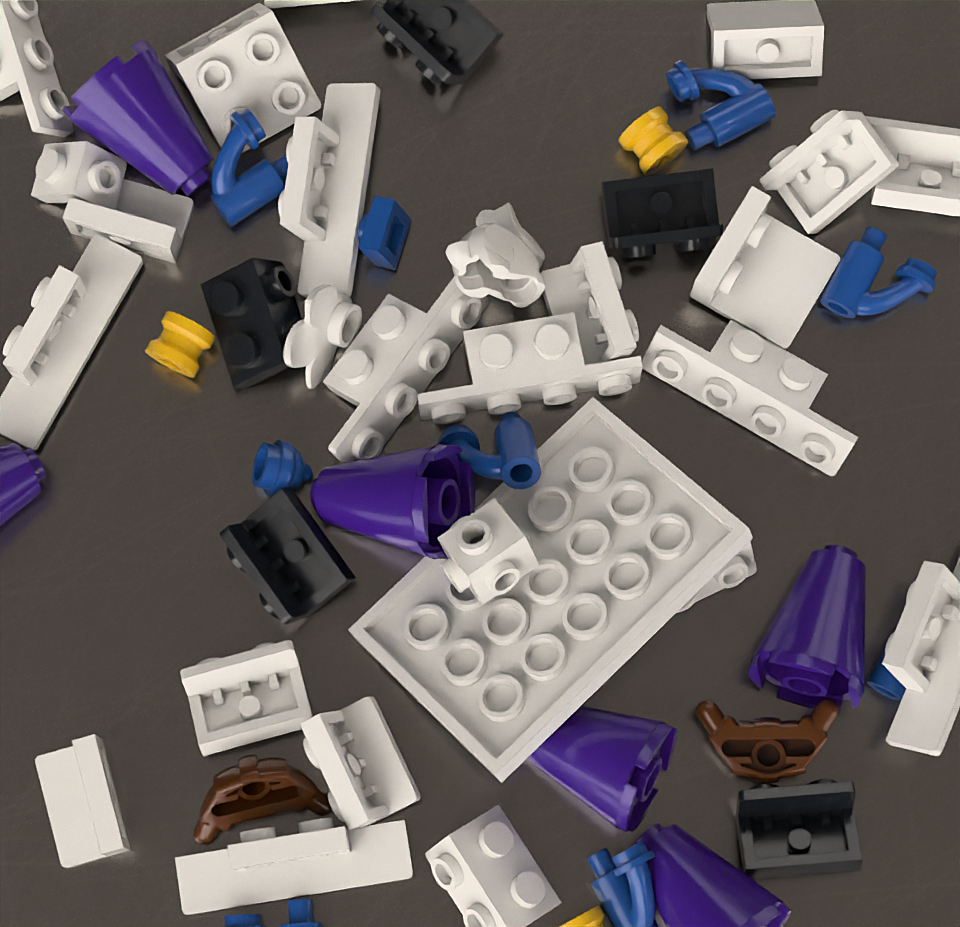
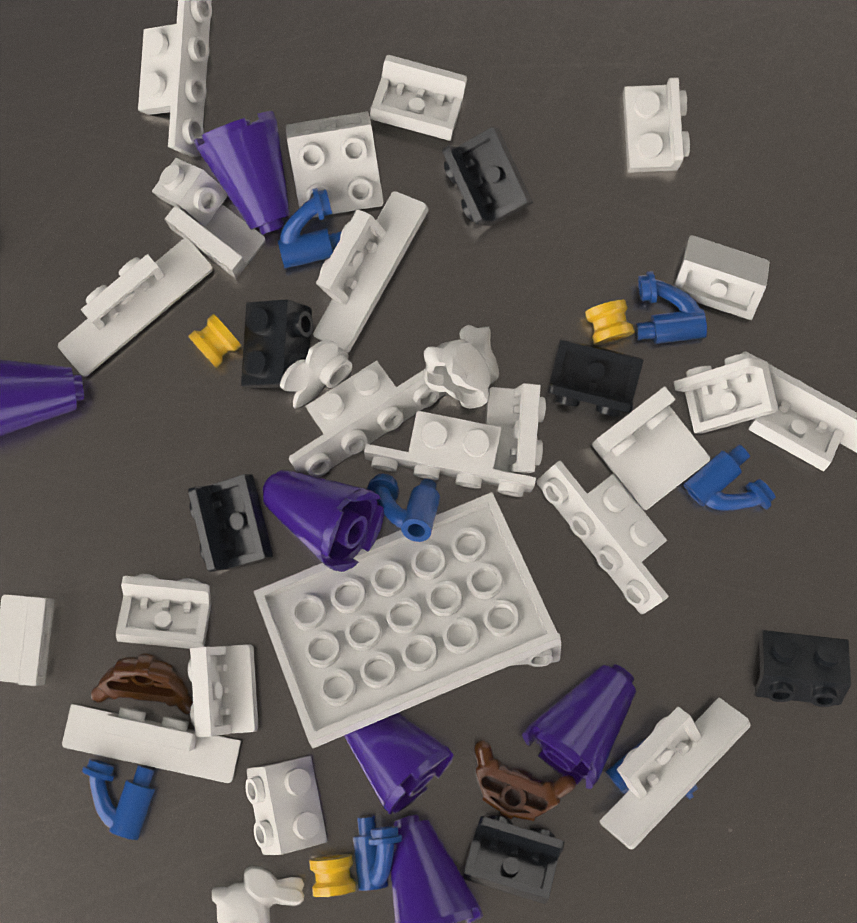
camera: 20 degrees right, 5 degrees up
(279, 467) = (250, 456): blue plate -> none
(384, 232) = (390, 315): blue plate -> none
(486, 552) = (366, 580): white brick -> none

